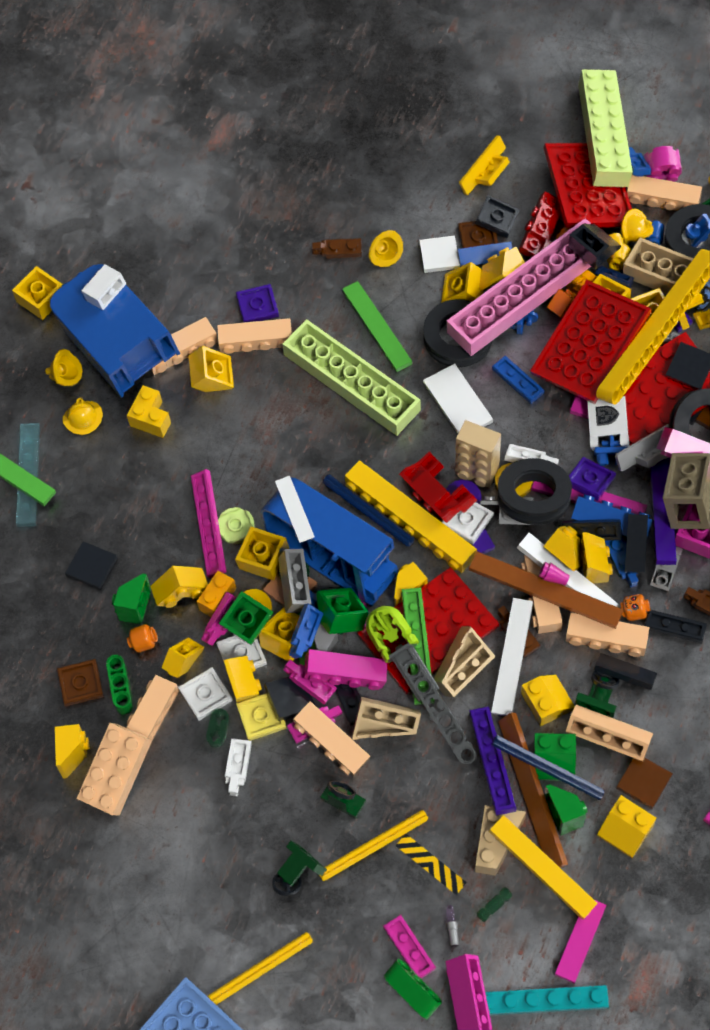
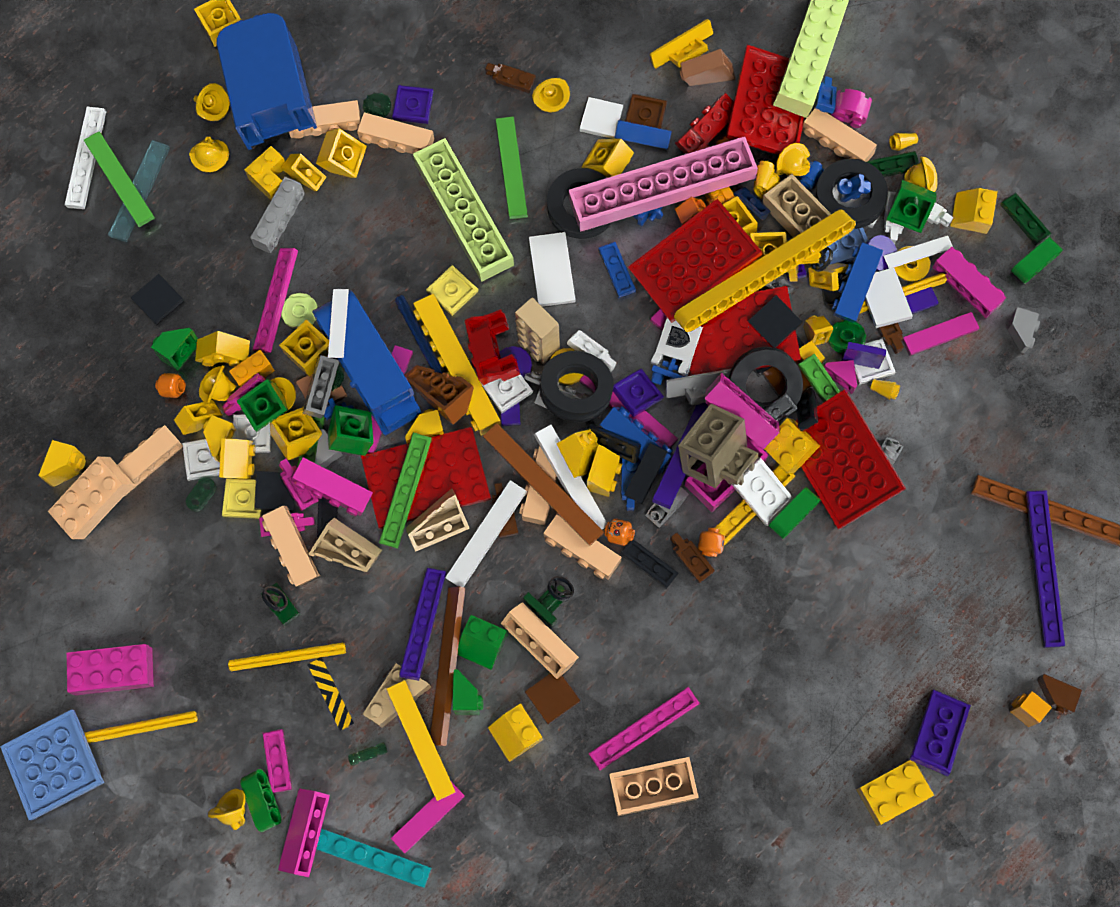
camera: 20 degrees right, 10 degrees up
(80, 682) = (101, 404): reddish brown tile -> none
(103, 287) = (267, 39): white brick -> none
(123, 692) = (129, 412): green beam -> none
(176, 446) = (277, 215): none -> light grey brick
(181, 398) = (303, 171): none -> yellow slope
(187, 621) = (216, 386): none -> yellow helmet
(205, 925) = (109, 669): none -> dark pink brick
(212, 665) = (214, 430): none -> yellow slope
(215, 318) = (385, 104): none -> clear green gear
(237, 764) = (202, 535): white hinge -> none
(294, 867) = (216, 645): dark green piece -> none
(305, 630) = (307, 438): blue hinge -> none
(373, 452) = (452, 290): none -> light yellow tile
(387, 1007) = (230, 809): none -> yellow helmet
(403, 658) = (375, 463): dark grey piece -> none
(417, 544) = (443, 392): none -> dark orange wedge
(452, 926) = (322, 758): light grey piece -> none
(497, 216) = (671, 100): black tile -> none
(500, 267) = (646, 154): yellow slope -> none
(517, 178) = (707, 69): none -> nougat slope
(546, 698) = (501, 585): yellow slope -> none
(548, 767) = (468, 650): dark blue axle -> none
(552, 573) = (554, 473): dark pink cone -> none
(592, 244) = (737, 166): black slope -> none
(625, 671) = (583, 588): black tile -> none

